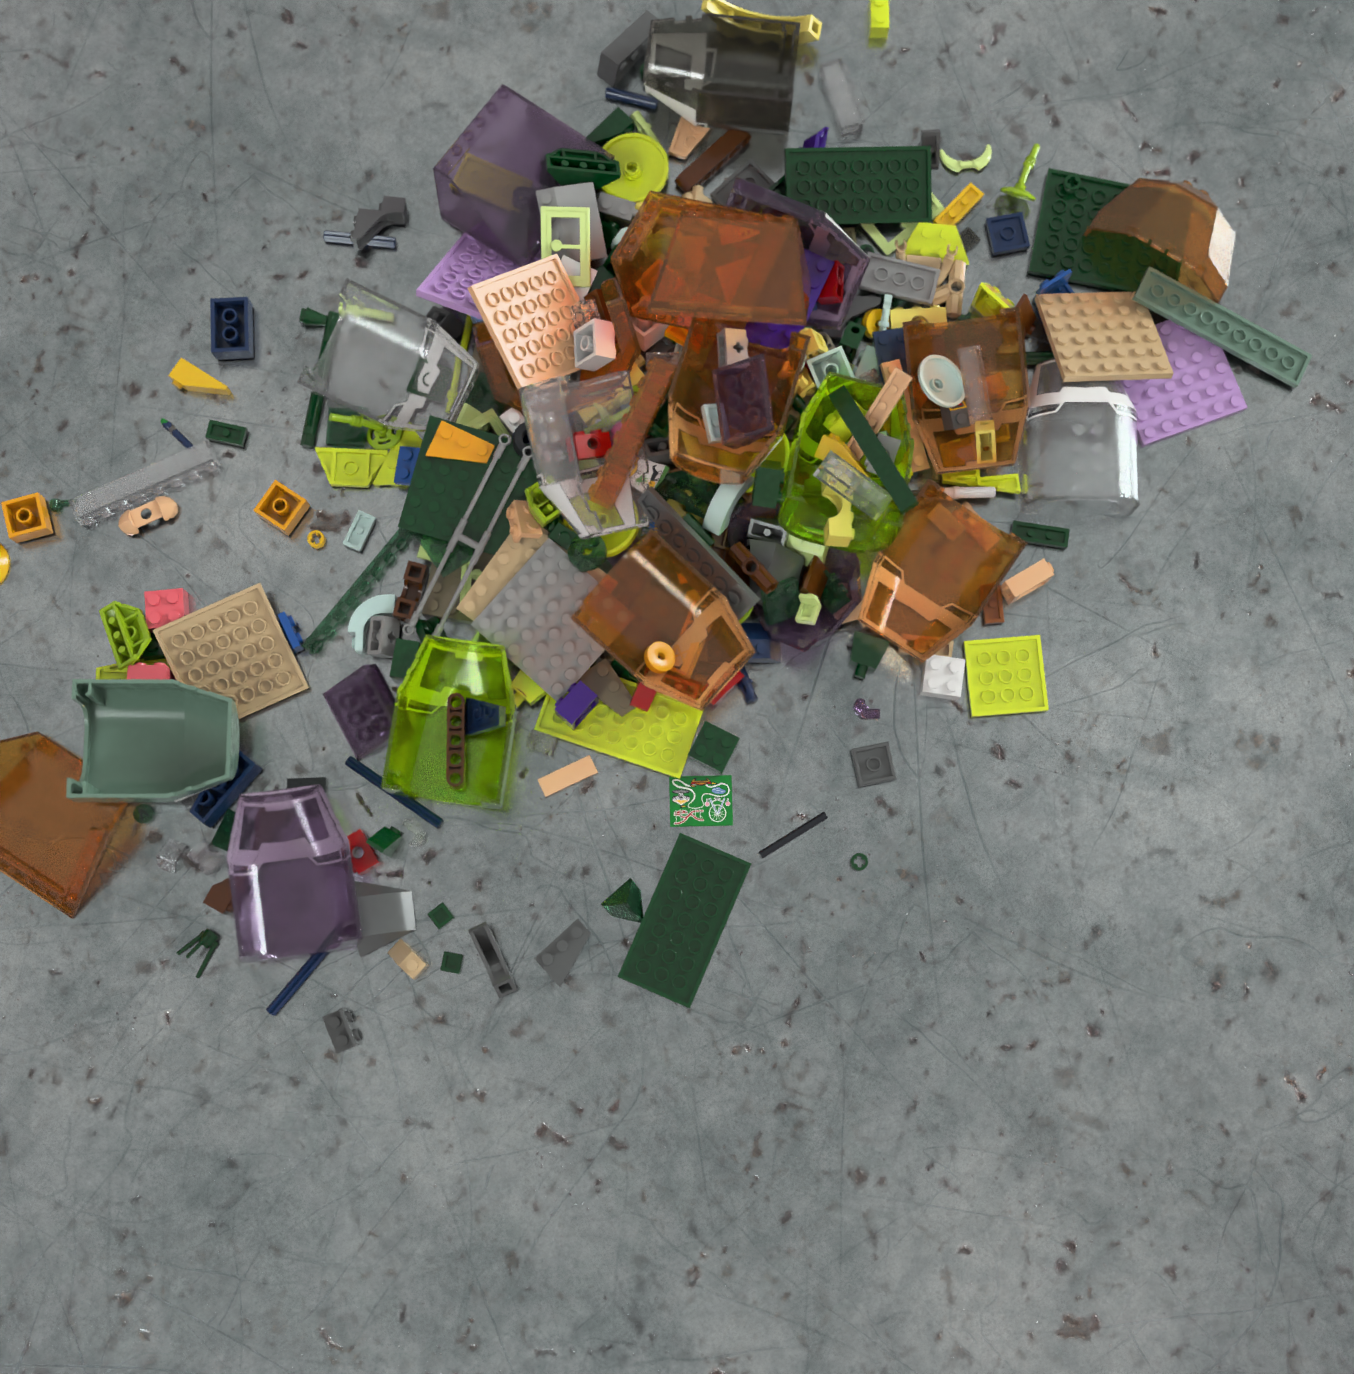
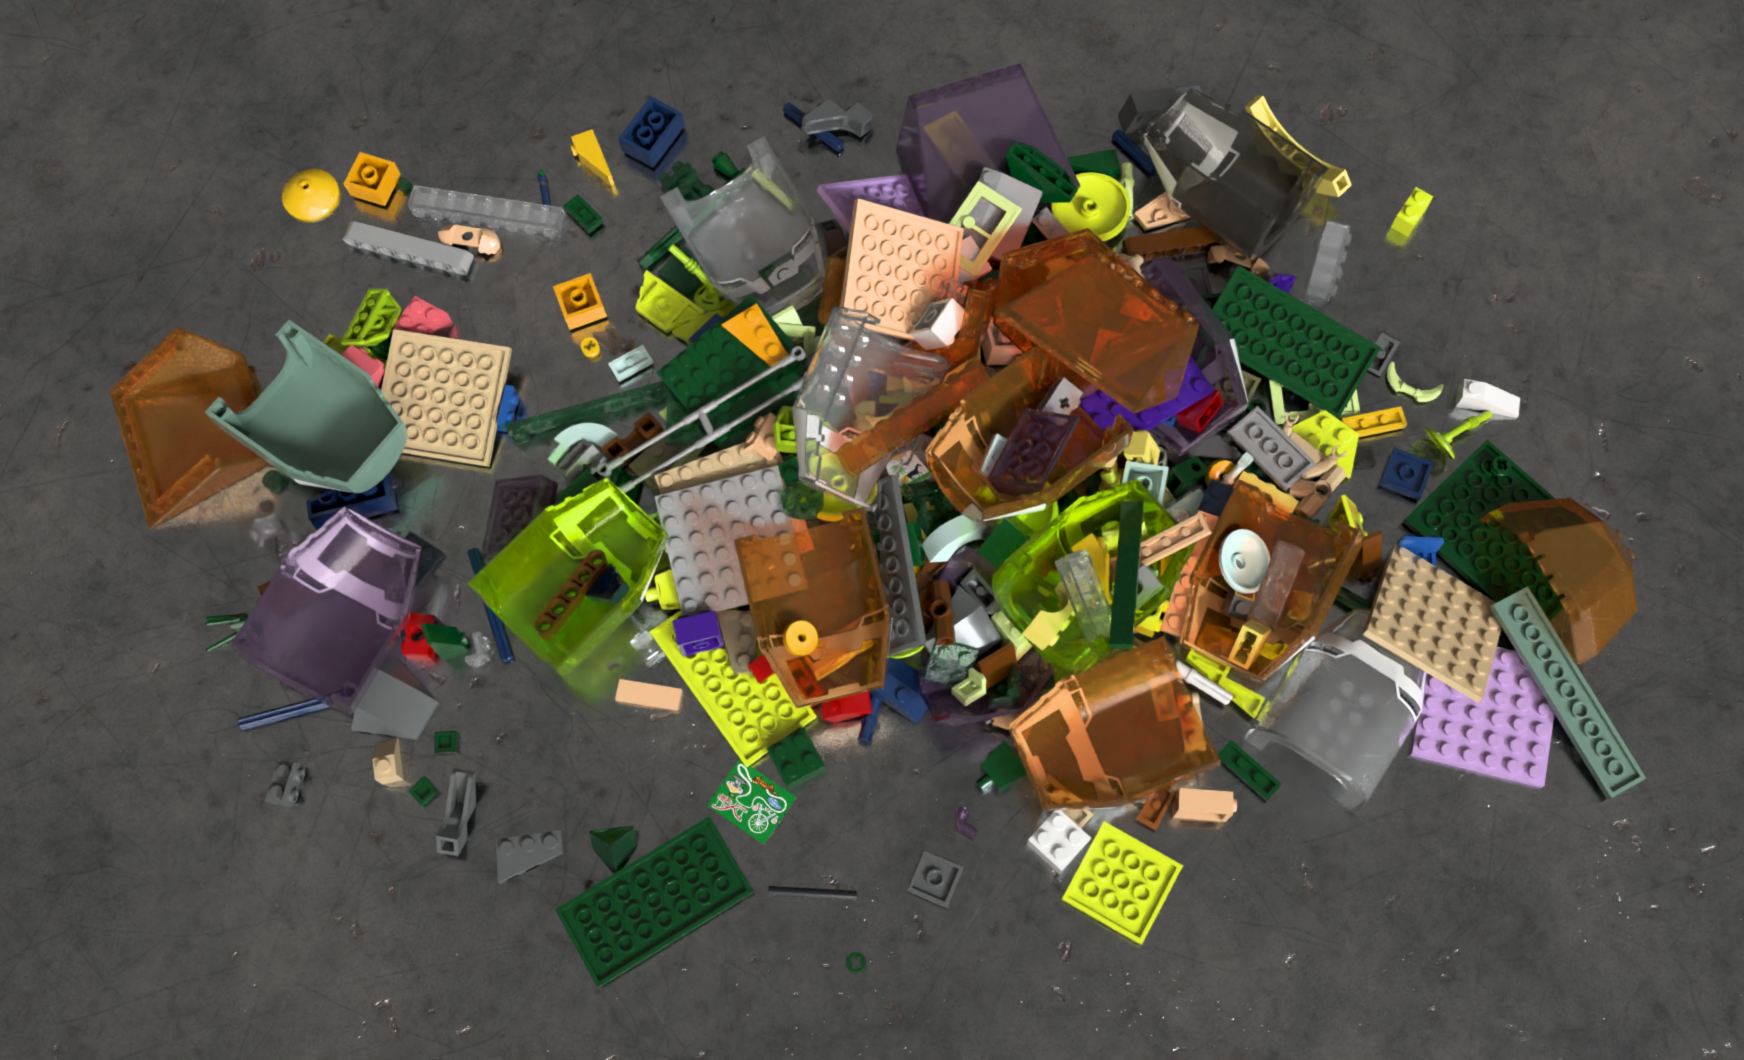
camera: 40 degrees right, 10 degrees down
(102, 555) = (408, 248): none -> light grey beam
(289, 359) = (685, 179): none -> clear green hips
(599, 442) = (859, 403): red brick -> none
(758, 141) = (1221, 252): none -> medium nougat piece
(1028, 134) = (1485, 397): none -> white slope

